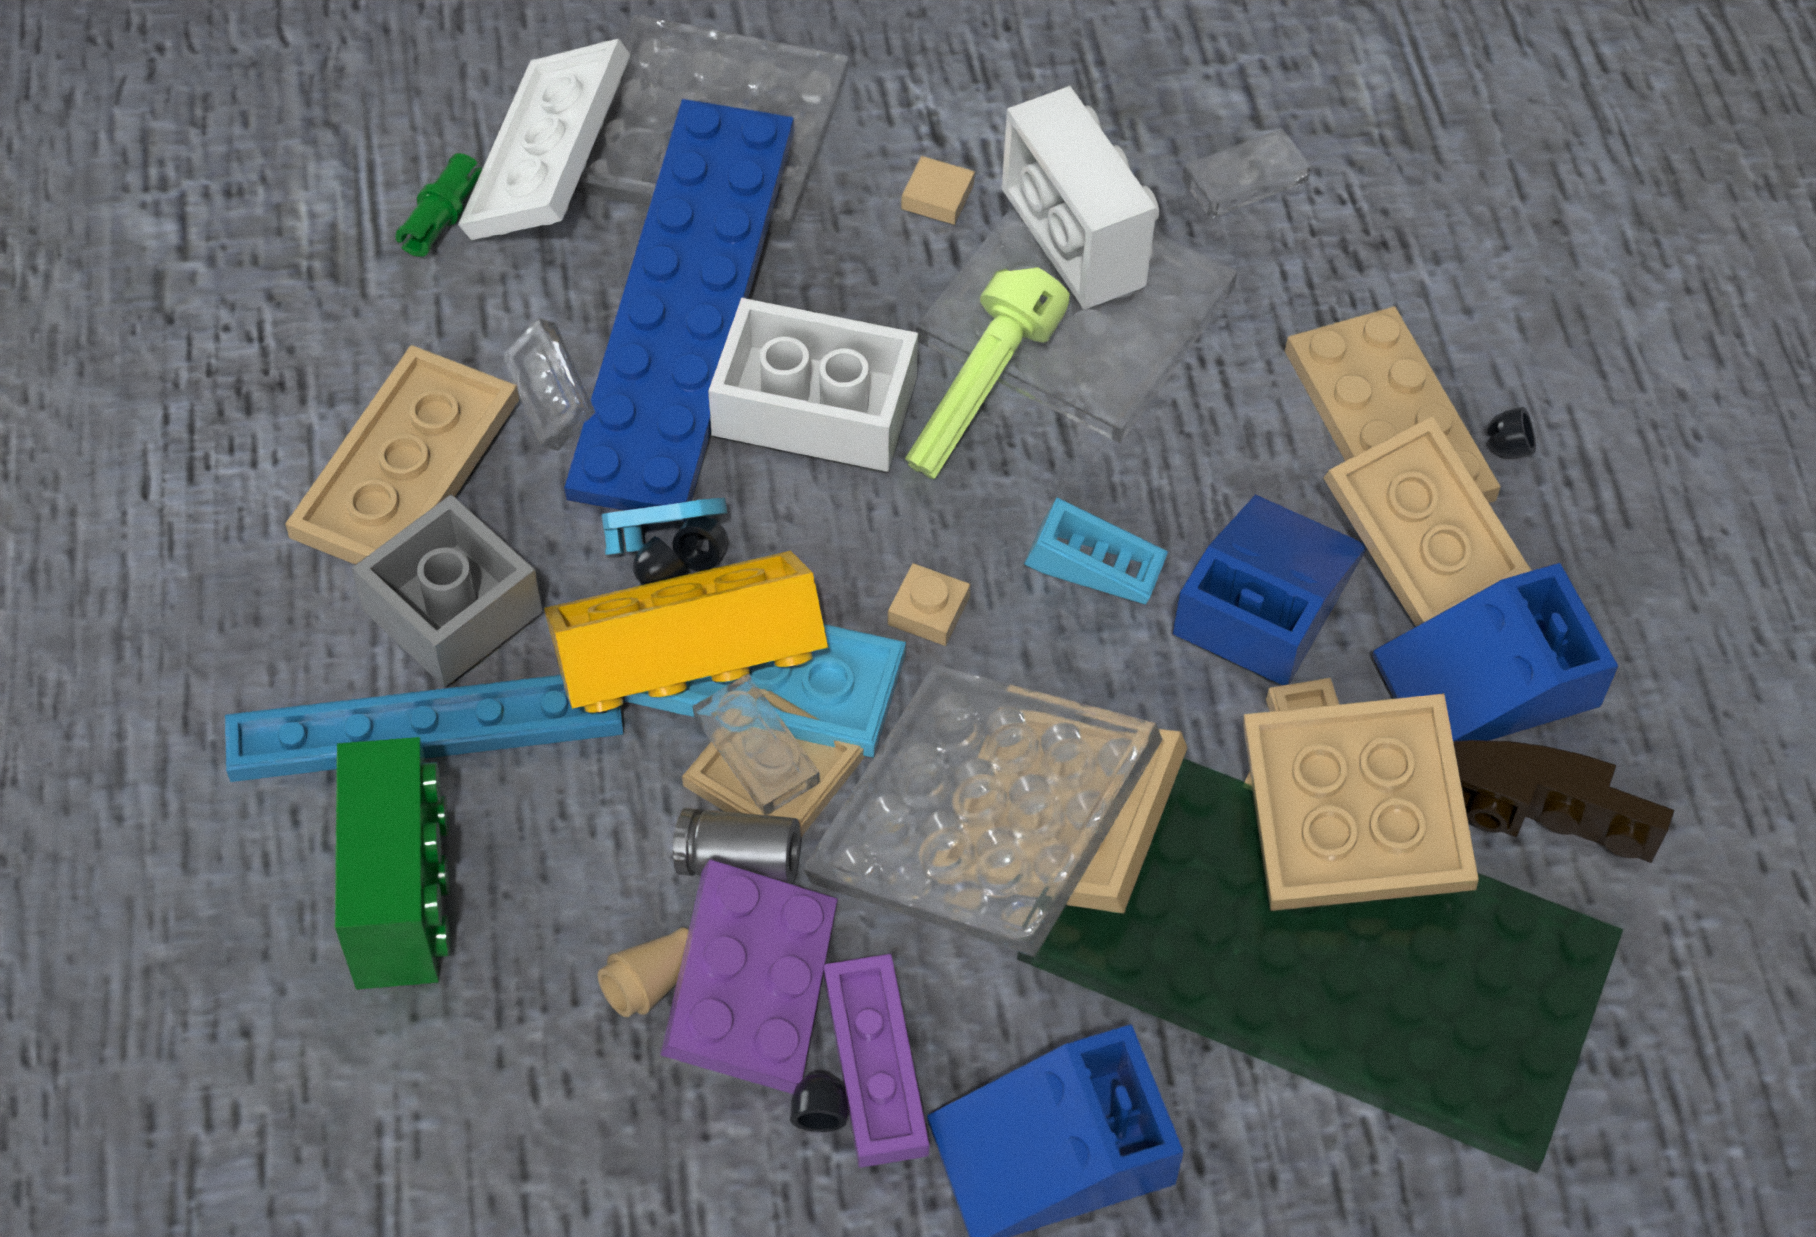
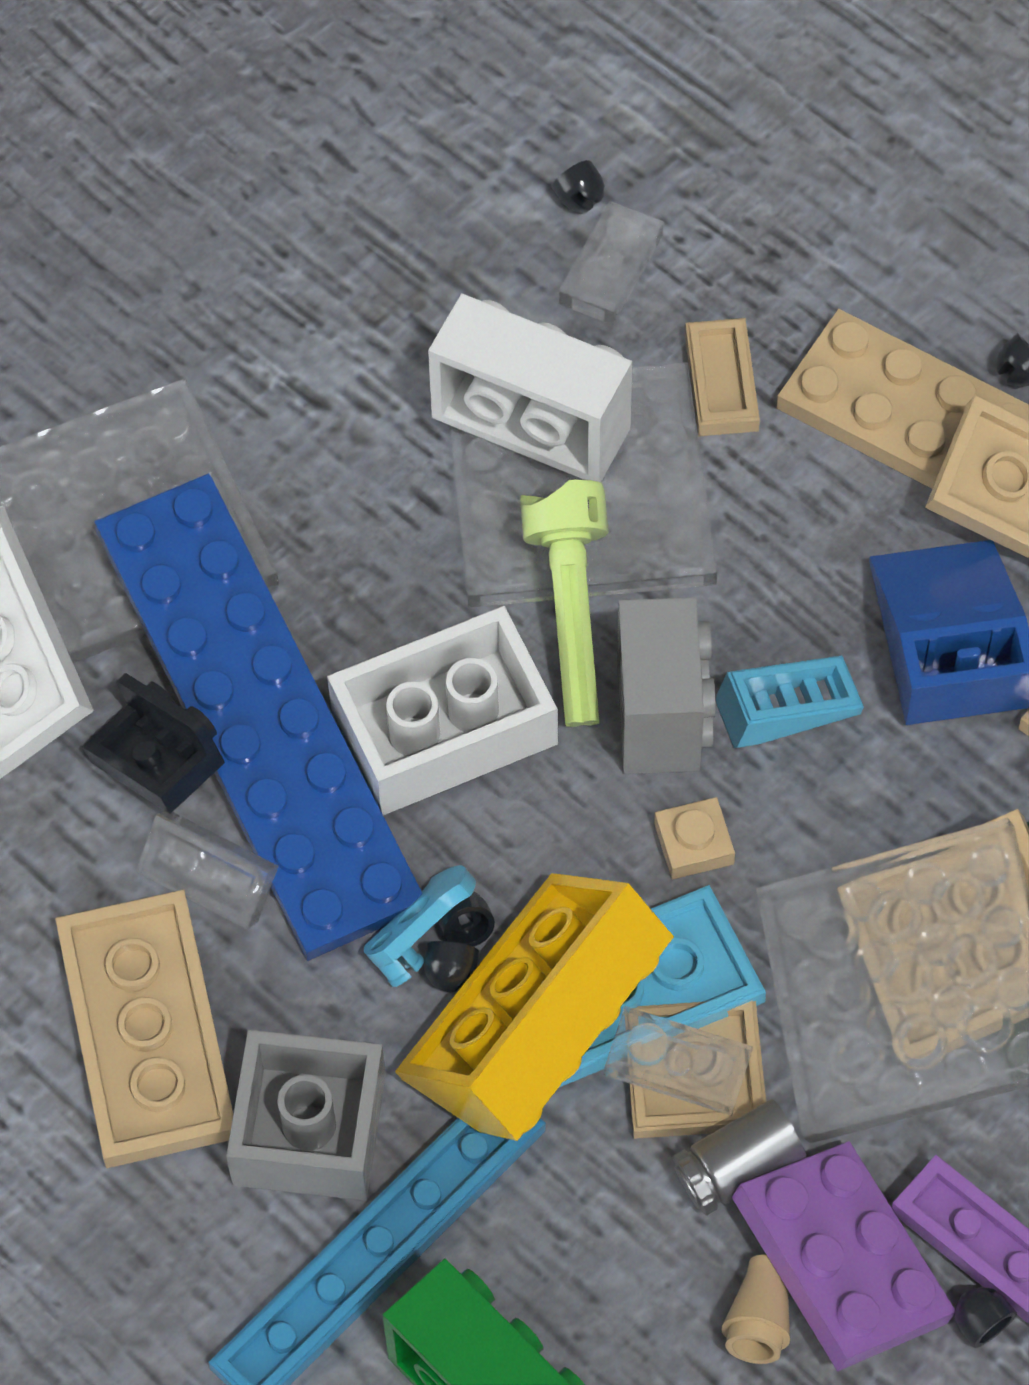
camera: 35 degrees left, 5 degrees up
(587, 278) = (156, 745): none -> black bracket
(937, 190) = (368, 454): tan tile -> none
(990, 468) = (664, 685): none -> light grey brick
(1258, 301) = (722, 377): none -> tan tile
(1268, 104) = (580, 186): none -> black hinge

